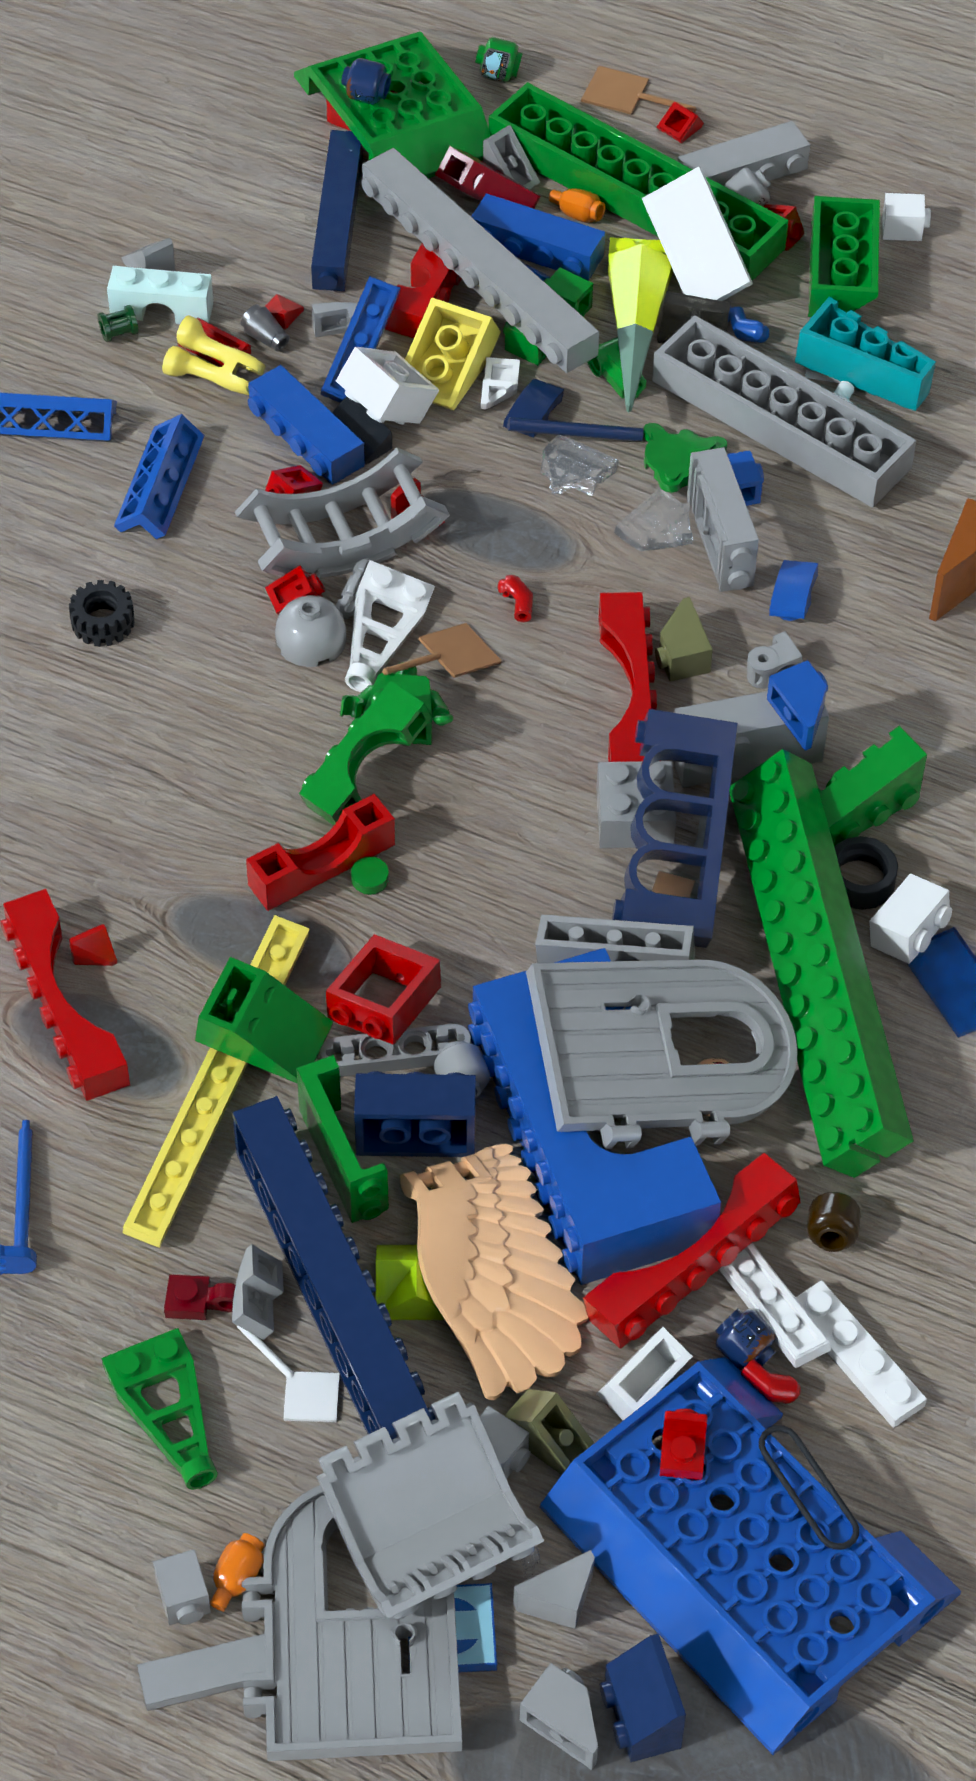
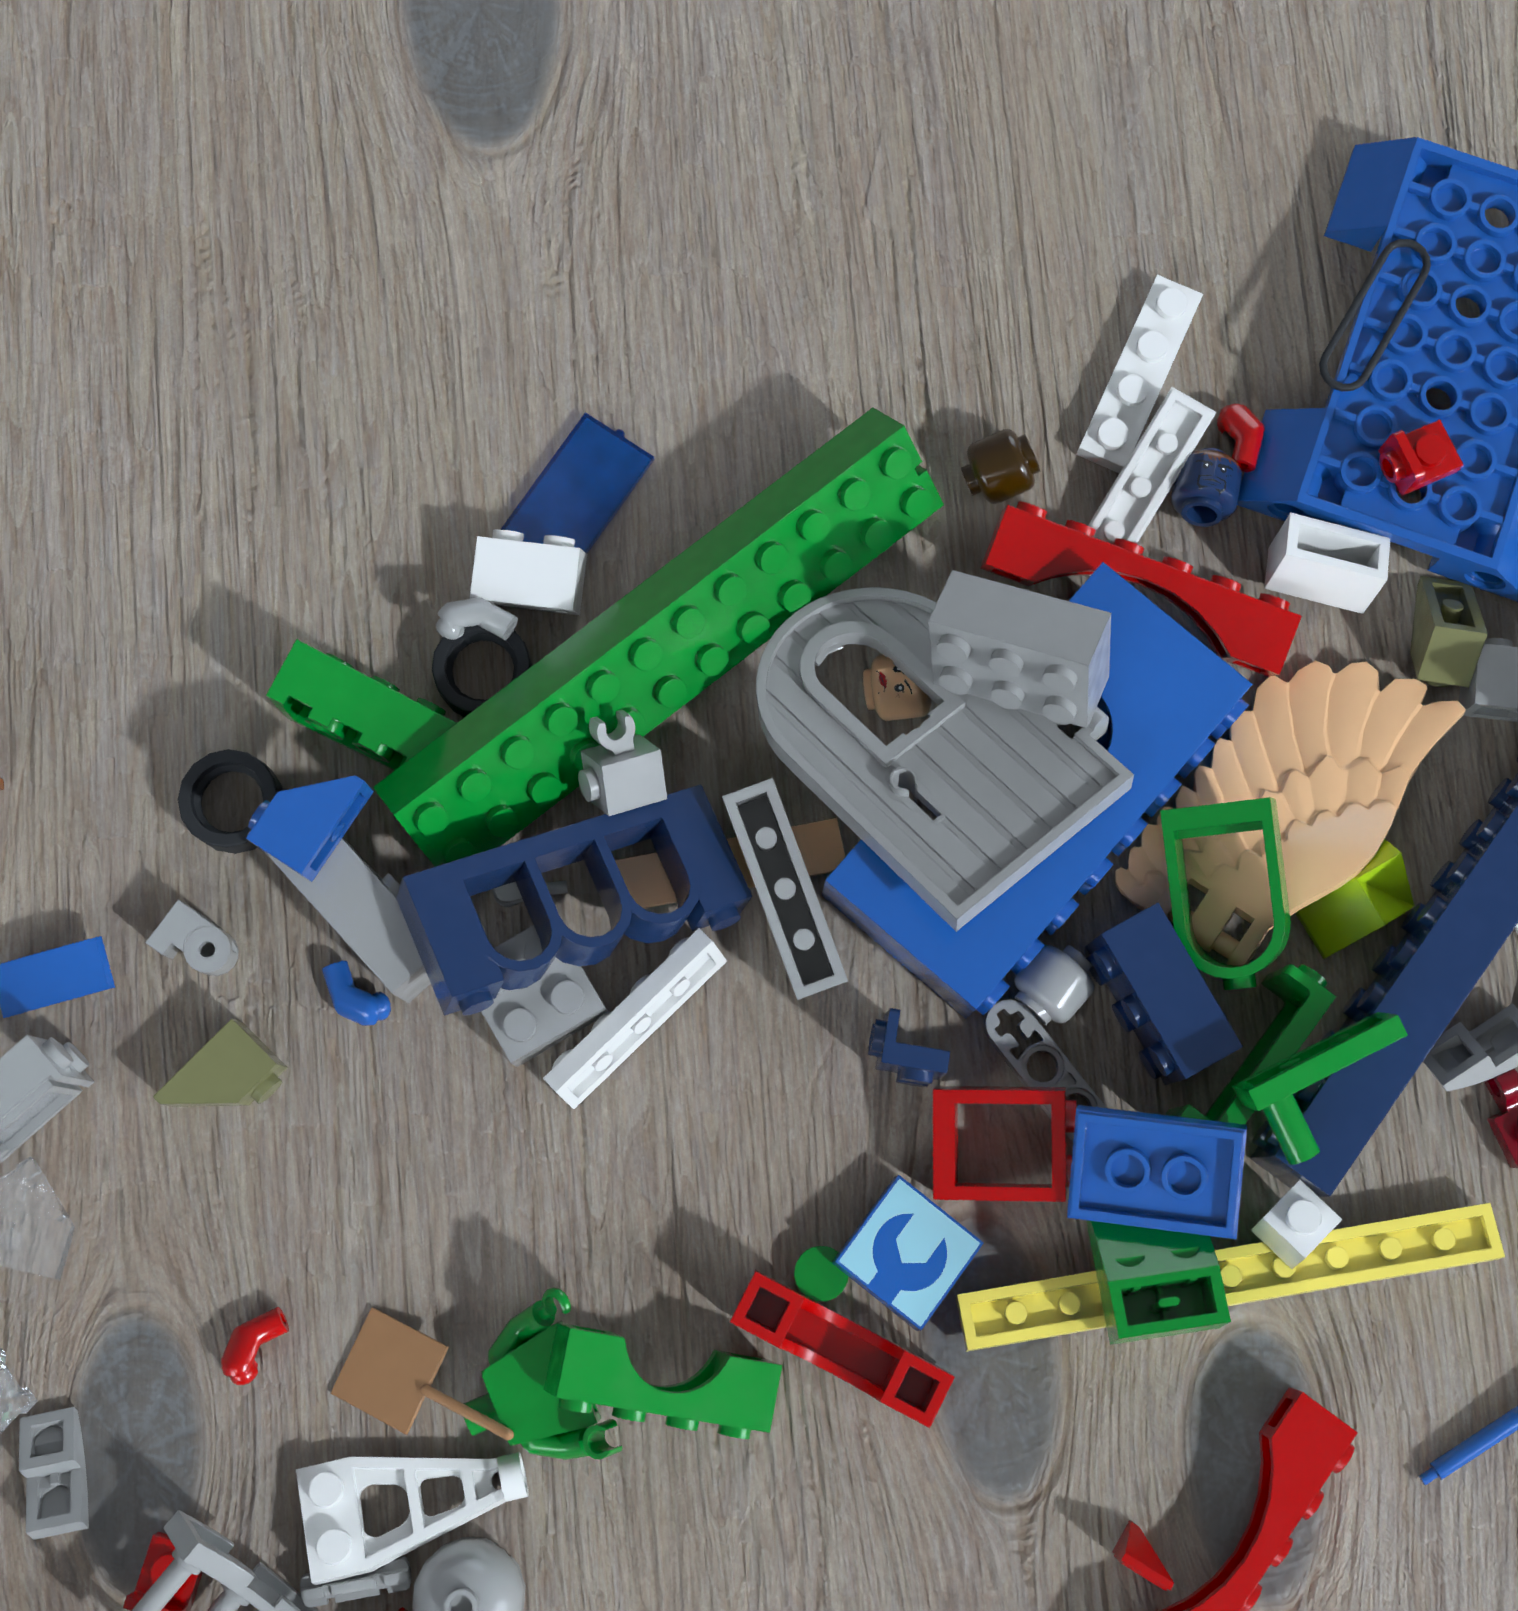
camera: 120 degrees left, 25 degrees up
(219, 1102) = (1296, 1224): none -> white brick
(311, 1033) = (1157, 1171): none -> blue tile
(319, 1105) = (1274, 1086): none -> green piece
(349, 916) = (907, 1253): none -> tile
(467, 1150) = (1219, 820): none -> green window
(470, 958) = (912, 1063): none -> dark blue bracket
(513, 491) = (55, 1473): none -> light grey slope
(586, 848) = (635, 1018): none -> white plate
(623, 634) = (243, 1165): red arch -> none
(683, 1092) = (1020, 648): none -> light grey brick
(744, 889) = (622, 770): none -> light grey brick
(858, 693) = (200, 777): none -> black tyre
(897, 869) = (472, 612): none -> light grey arm

